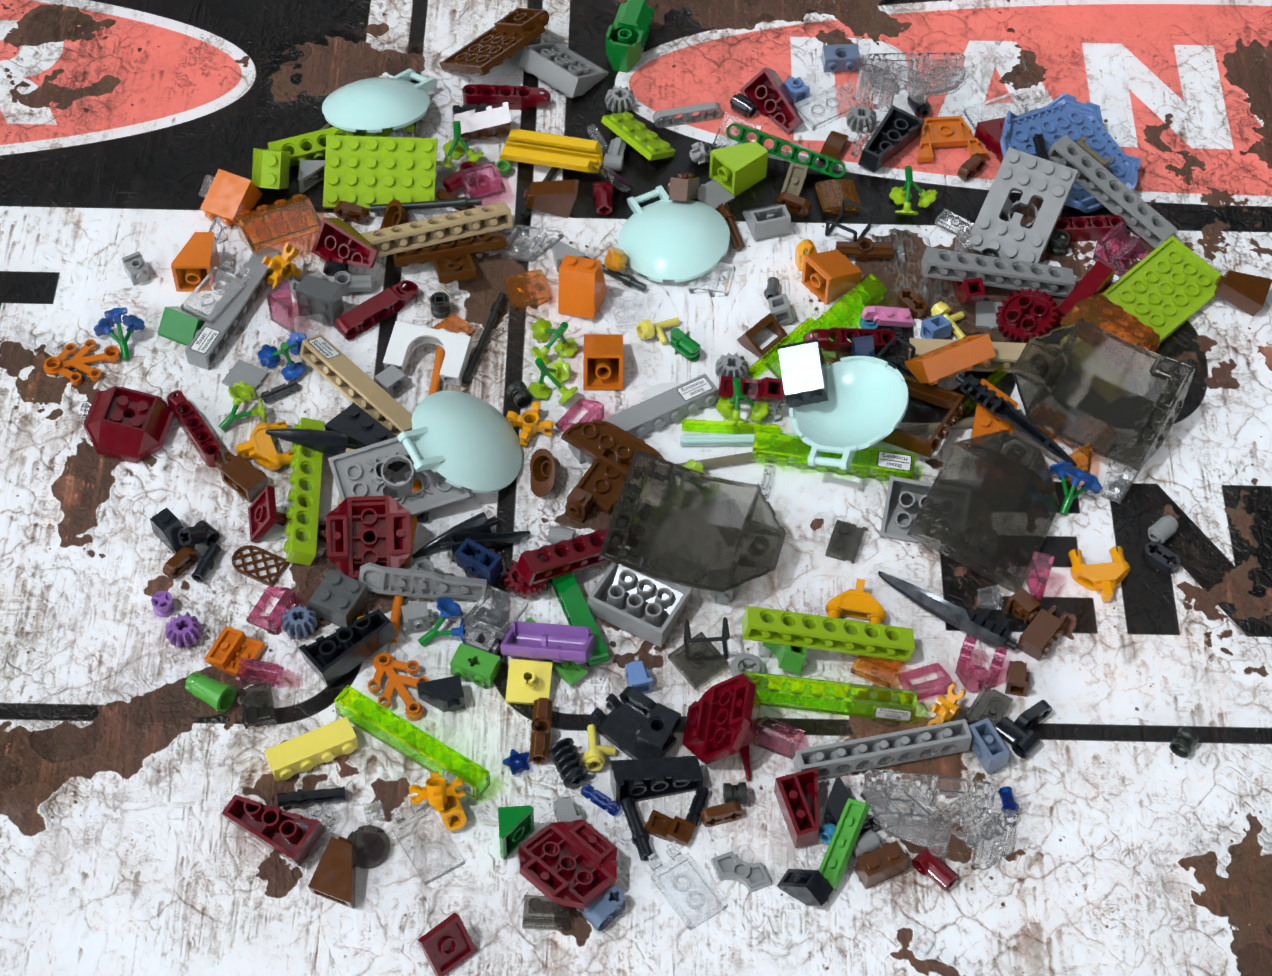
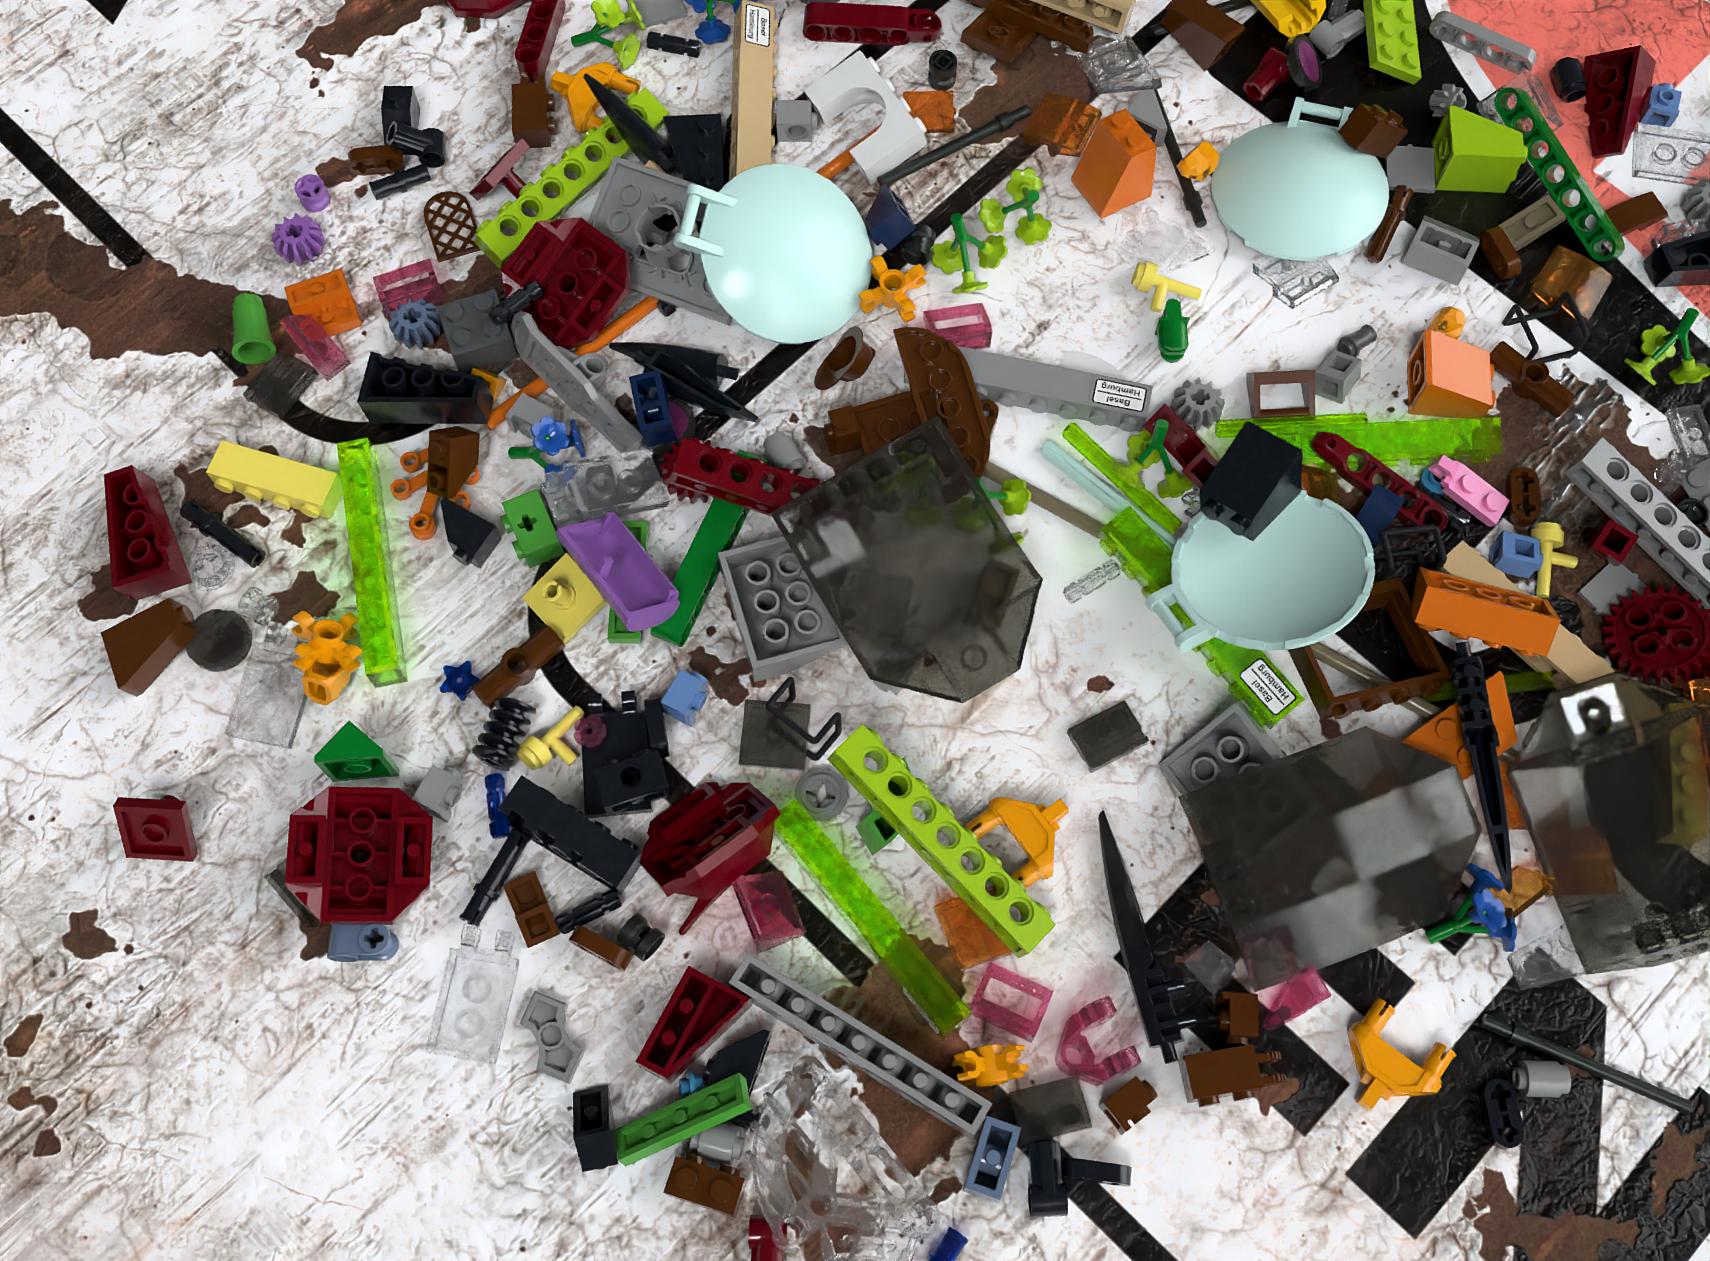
camera: 45 degrees right, 15 degrees up
(353, 564) = (515, 303): none -> black axle
(401, 664) = (451, 459): none -> reddish brown slope
(494, 391) = (888, 219): none -> dark blue slope
(603, 362) = (1052, 277): orange slope -> none
(611, 732) = (593, 739): none -> clear pink plate
(1138, 521) = (1520, 1035): none -> pearl dark grey bar

